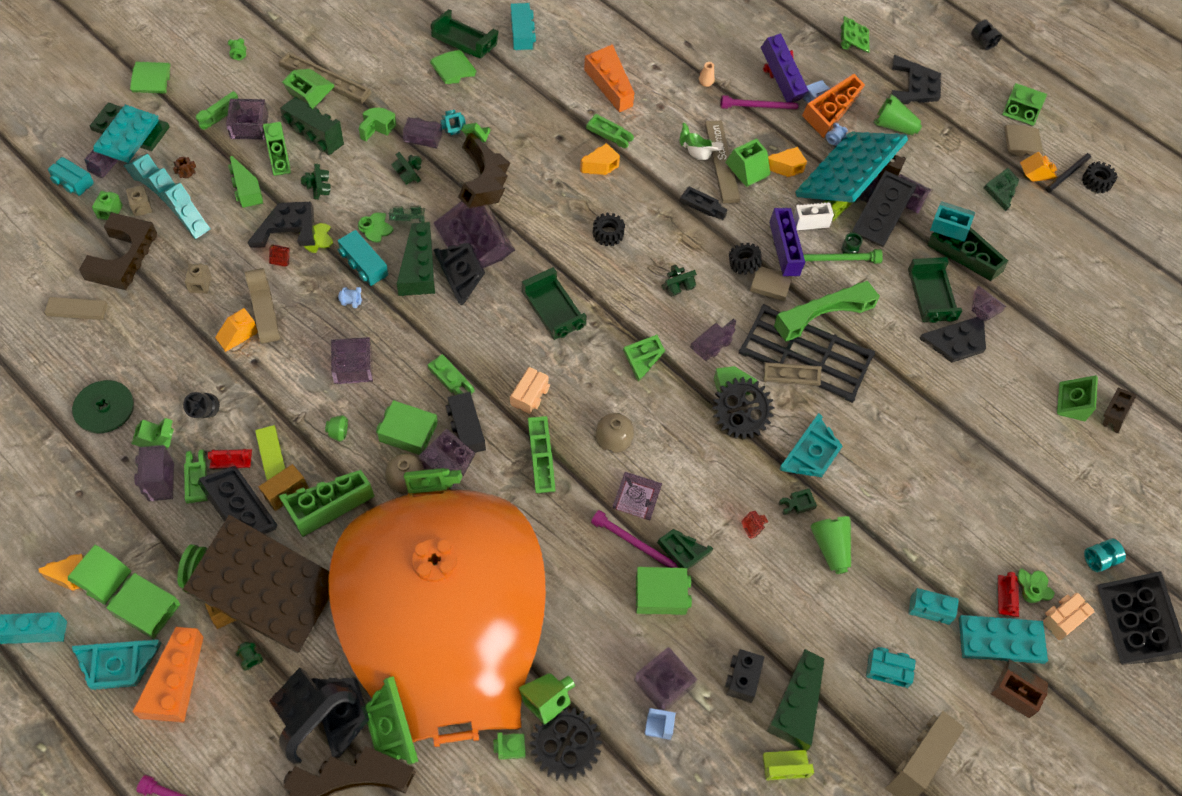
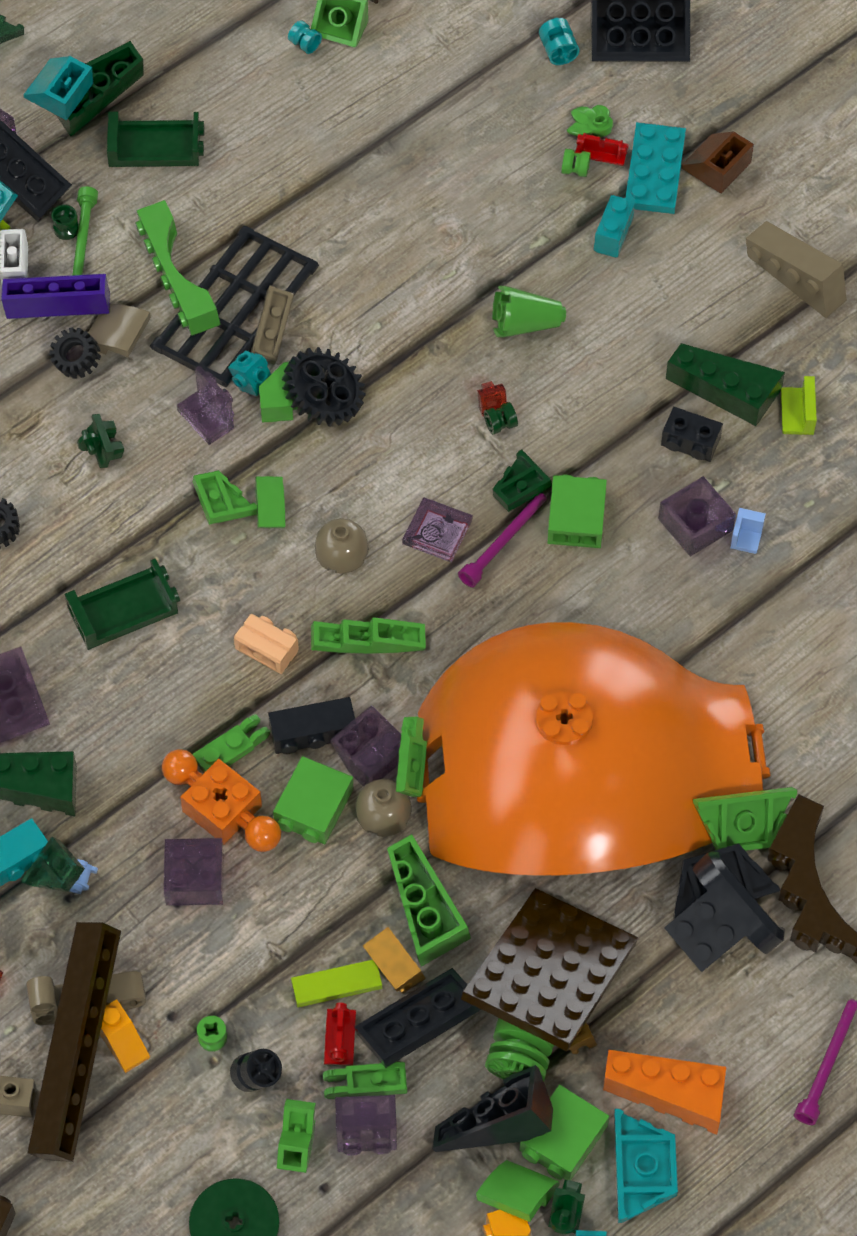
camera: 80 degrees left, 0 degrees up
(78, 608) = (567, 1208): none -> dark green hips
(152, 557) = (507, 1116): none -> black wedge
(224, 298) = (74, 1042): none -> dark brown brick
(236, 387) = (214, 1039): none -> bright green wheel
(248, 655) = (641, 996): dark green brick -> none
(337, 428) = (305, 890): bright green cone -> none
(350, 280) = (54, 868): none -> clear green wing
(404, 372) = (221, 801): none -> orange brick
(461, 269) = (47, 720): black wing -> none
(509, 746) = (768, 696): bright green bracket -> none
(547, 696) = (713, 646): bright green torso -> none
(583, 753) = (769, 633): black gear -> none
(644, 383) = (270, 502): none -> bright green slope
(737, 531) = (500, 418): none -> dark green wheel
(747, 360) = (249, 372): none -> teal brick
(800, 501) = (462, 344): dark green plate -> none
(813, 451) = (389, 318): teal wing -> none
(890, 667) = (688, 283): teal brick -> none
(958, 340) = (233, 128): black wing -> none
(985, 305) = (186, 86): wing -> none
(989, 574) = (581, 164): none -> bright green wheel
(1053, 376) = (302, 35): none -> teal wheel
(1067, 616) = (632, 96): light nougat brick -> none

